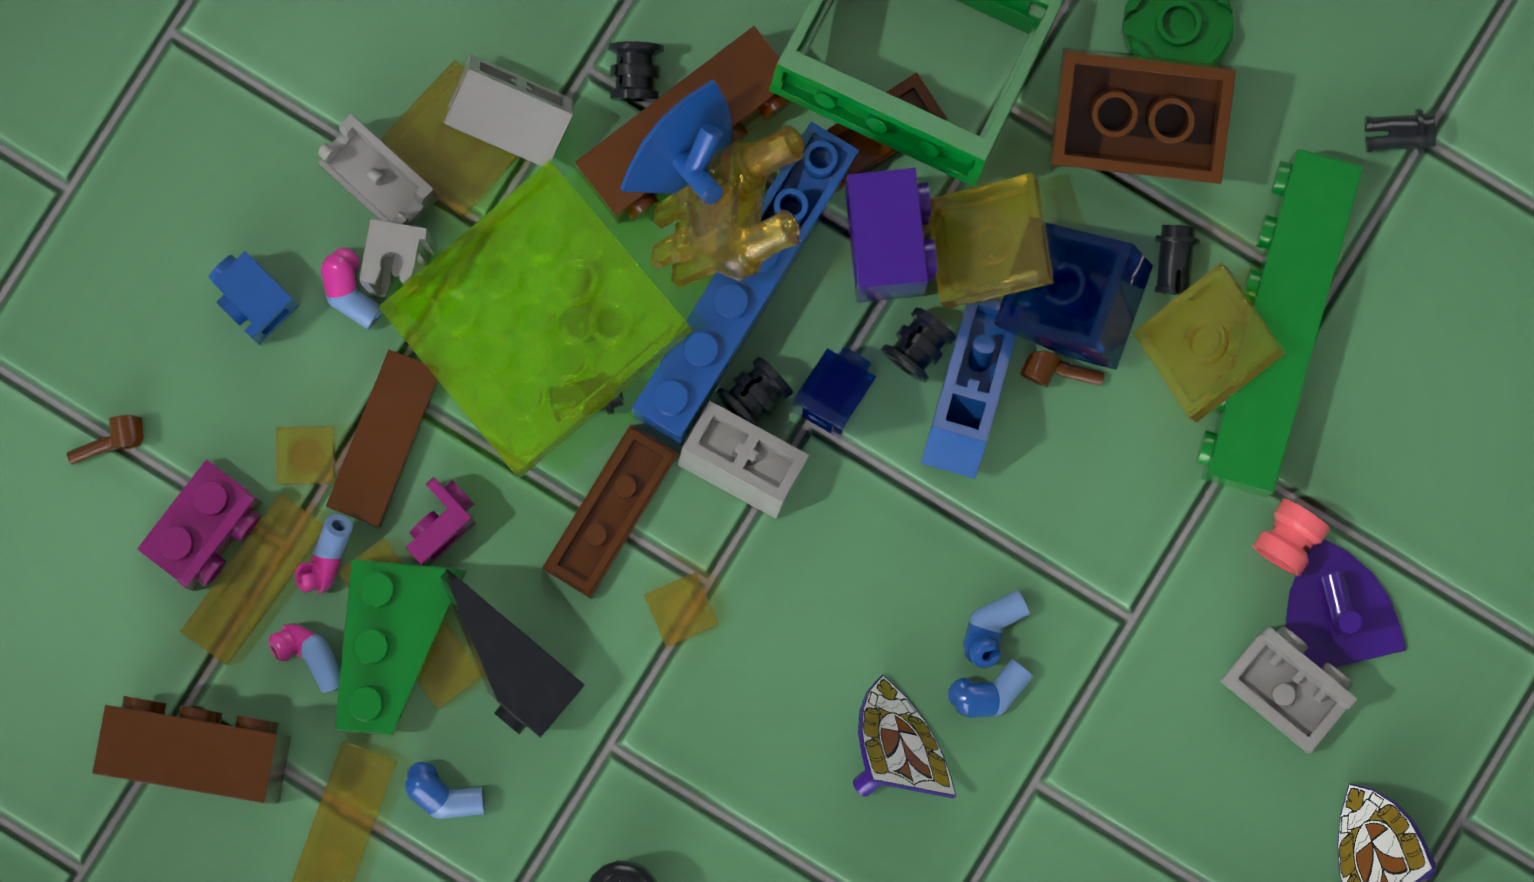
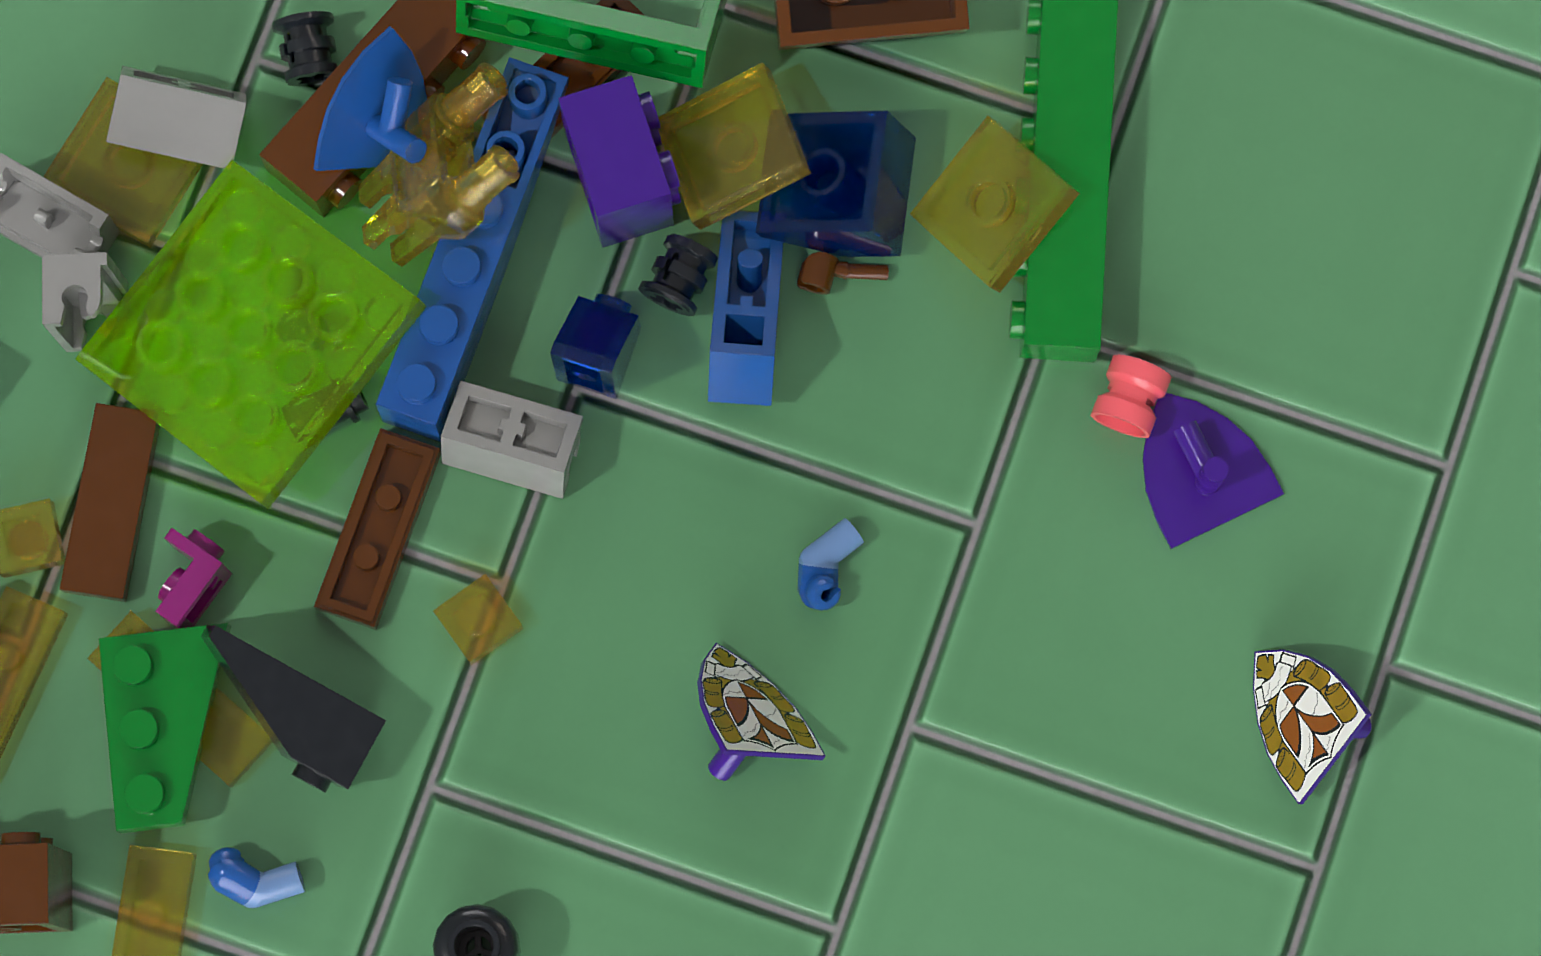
camera: 15 degrees left, 5 degrees down
(309, 647) = (73, 749): arm -> none
(326, 558) = (72, 643): arm -> none
(341, 288) = (31, 350): arm -> none
(755, 392) = (511, 362): black bush -> none
(989, 698) = (838, 642): arm -> none
(1175, 258) = (938, 124): black pin -> none
(1289, 687) = (1166, 558): light grey bracket -> none

